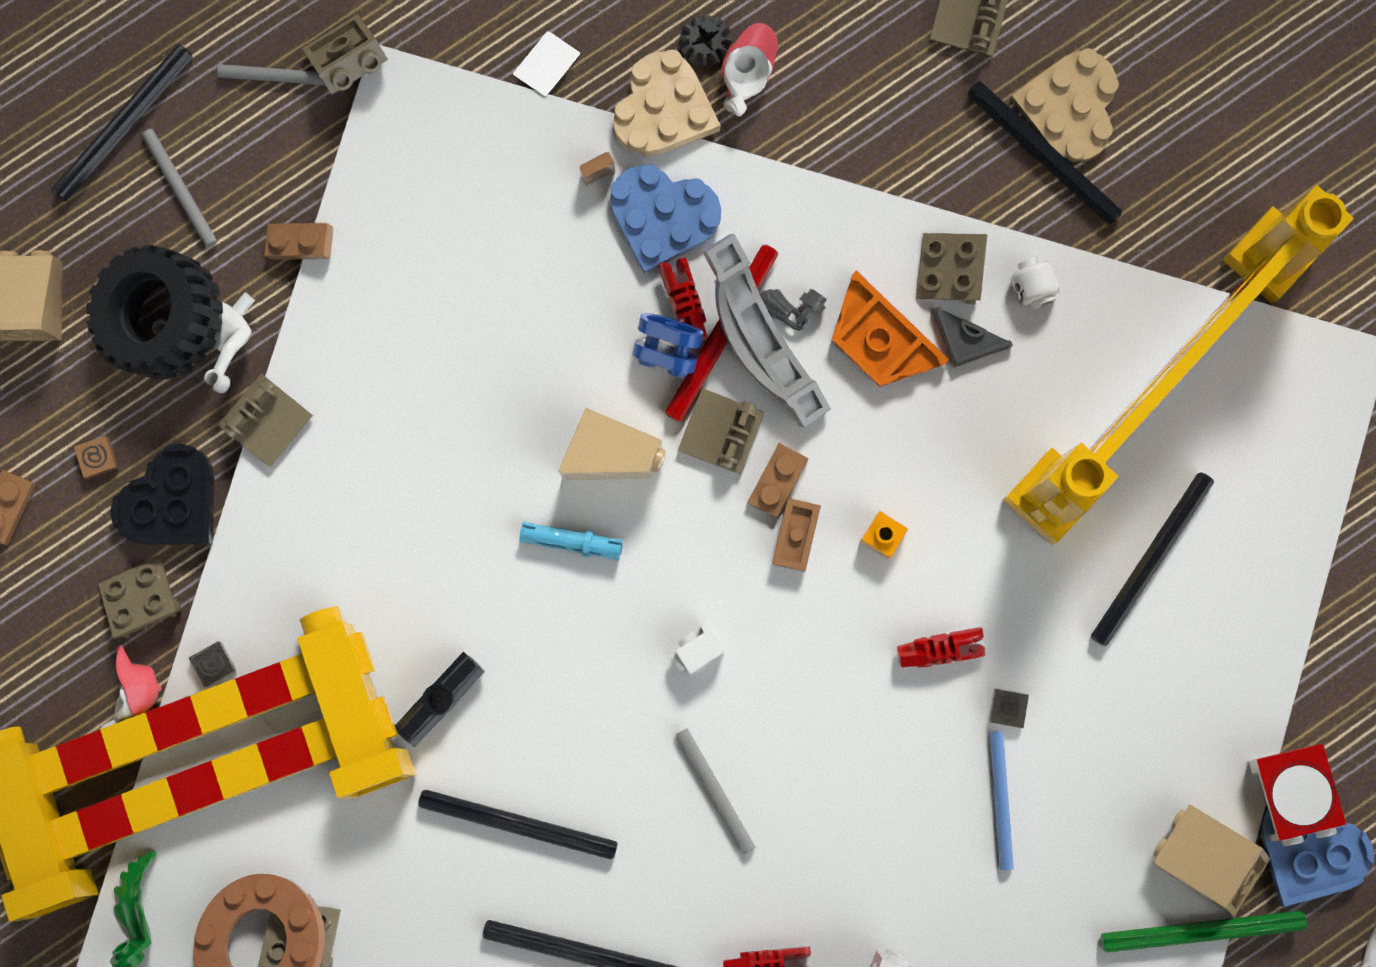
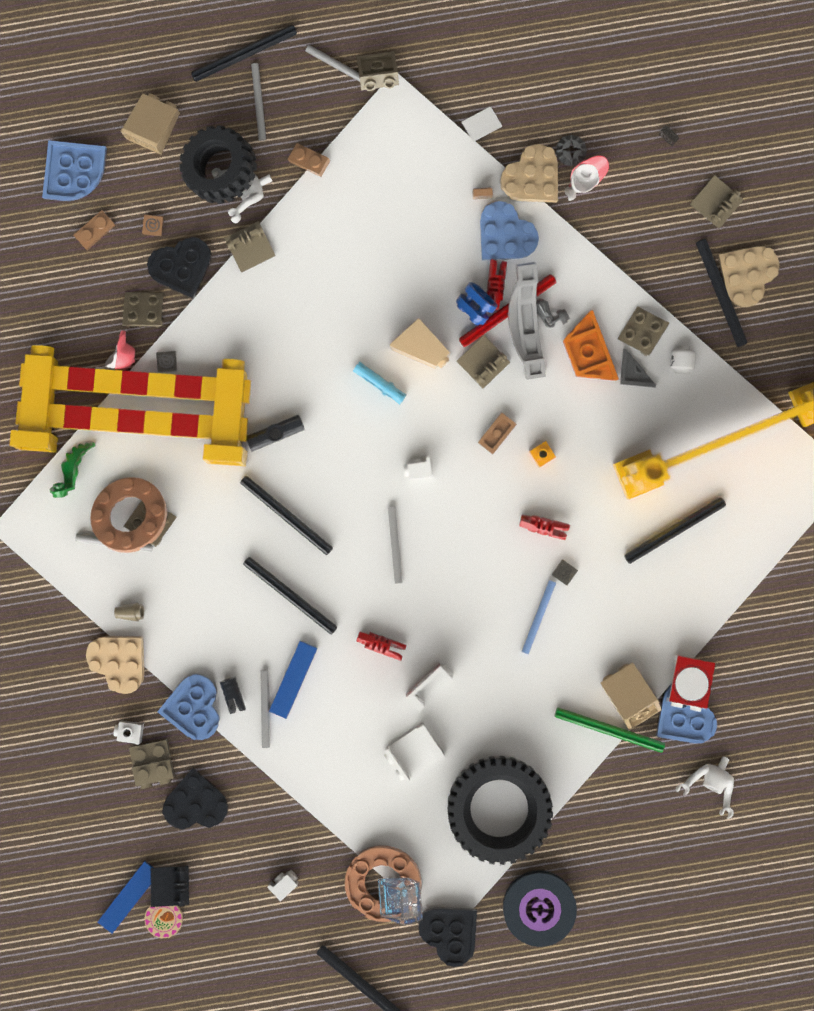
camera: 20 degrees right, 5 degrees up
(777, 480) = (500, 400): medium nougat plate -> none

